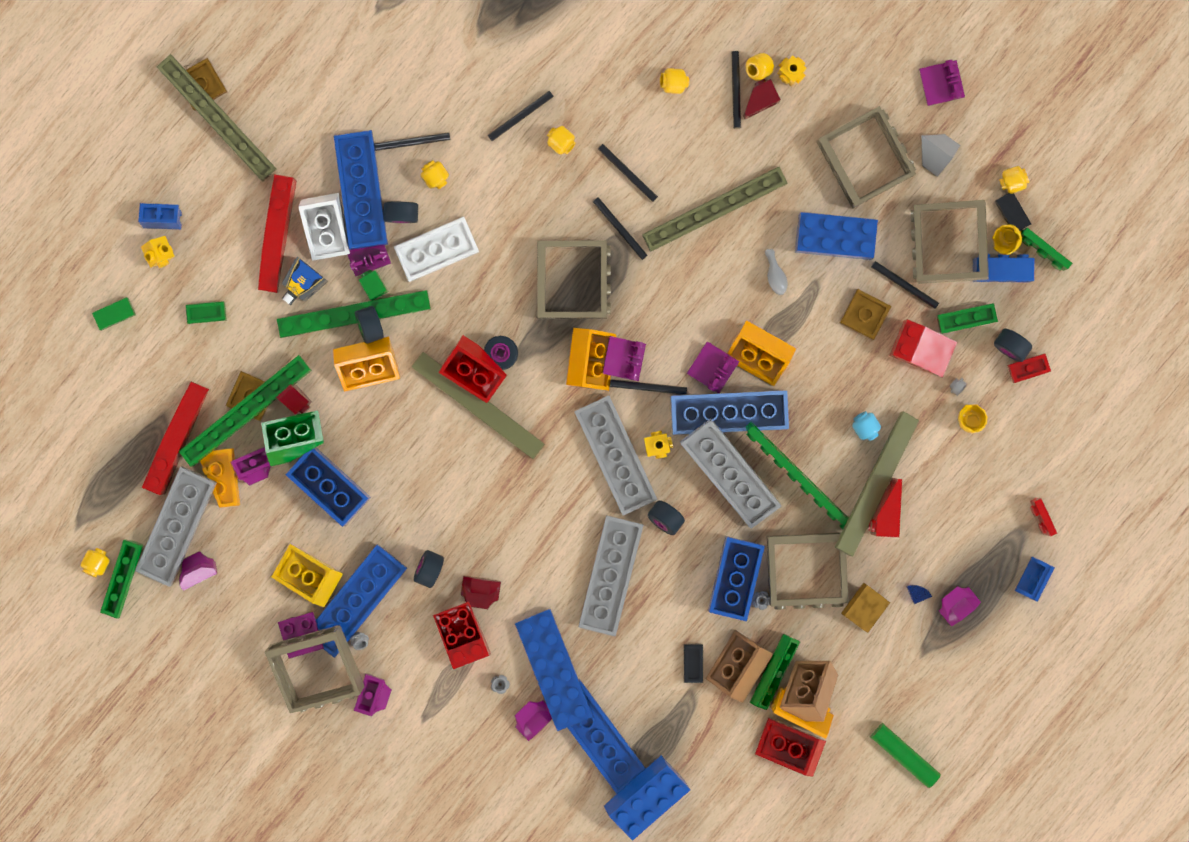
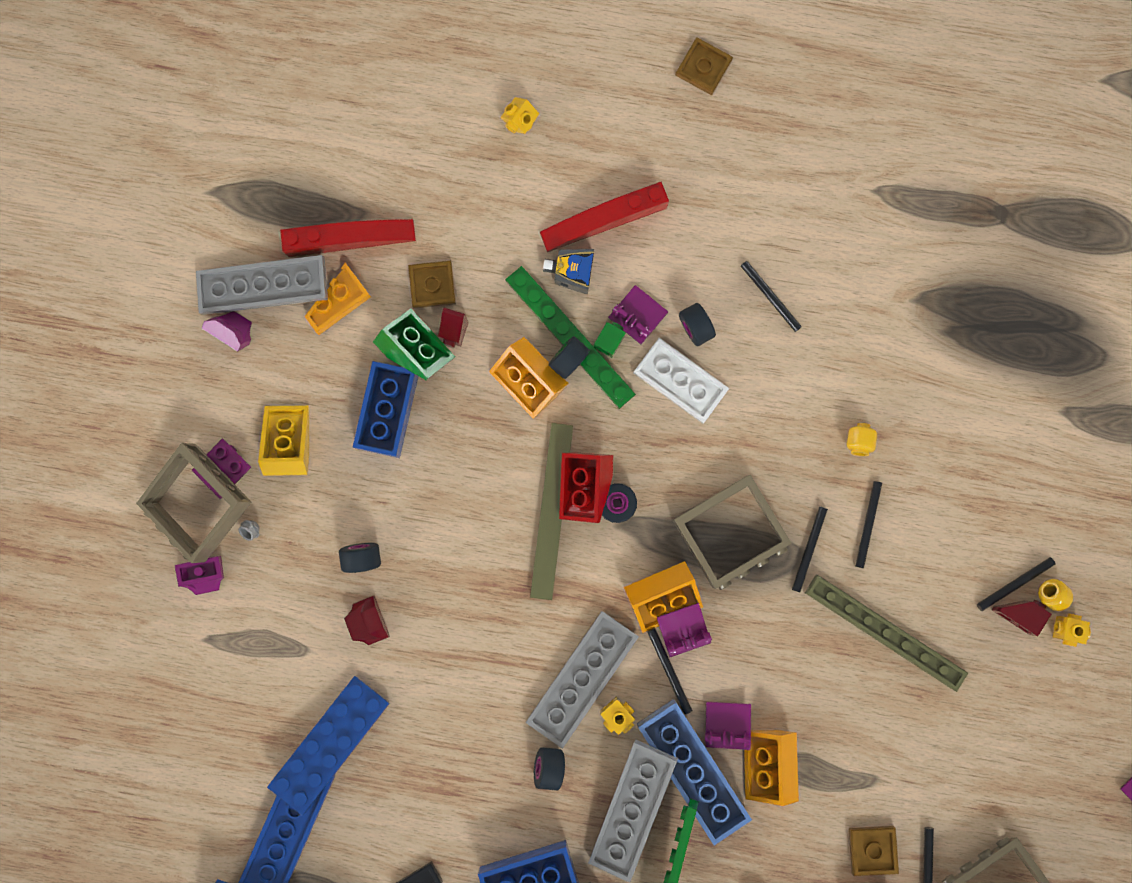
camera: 60 degrees right, 5 degrees down
(95, 562) = (182, 228): yellow head -> none
(114, 314) = (435, 110): green tile -> none
(121, 578) = (181, 262): green brick -> none
(160, 216) = (555, 98): blue hinge -> none
(206, 312) = (488, 195): green tile -> none
(216, 117) = (681, 98): olive tile -> none
(244, 411) = (412, 286): green plate -> none
(252, 467) = (362, 324): magenta slope -> none
(324, 226) = (638, 259): white slope -> none
(360, 190) = (694, 273): blue plate -> none
(360, 595) = (296, 504): blue plate -> none
(434, 174) = (753, 336): yellow head -> none
(461, 635) = (310, 630): red slope -> none
(500, 679) = (280, 701): light grey plate -> none
(520, 116) = (860, 386): black bar -> none
(532, 718) = (267, 752): magenta slope -> none
(610, 575) = (457, 746): light grey plate -> none
(674, 81) = (988, 517): yellow head -> none
(776, 276) = (857, 737): light grey piece -> none
(836, 236) = (935, 774): blue brick -> none
(891, 136) = (1066, 773): dark tan window -> none
(937, 152) = (1080, 829): light grey slope -> none

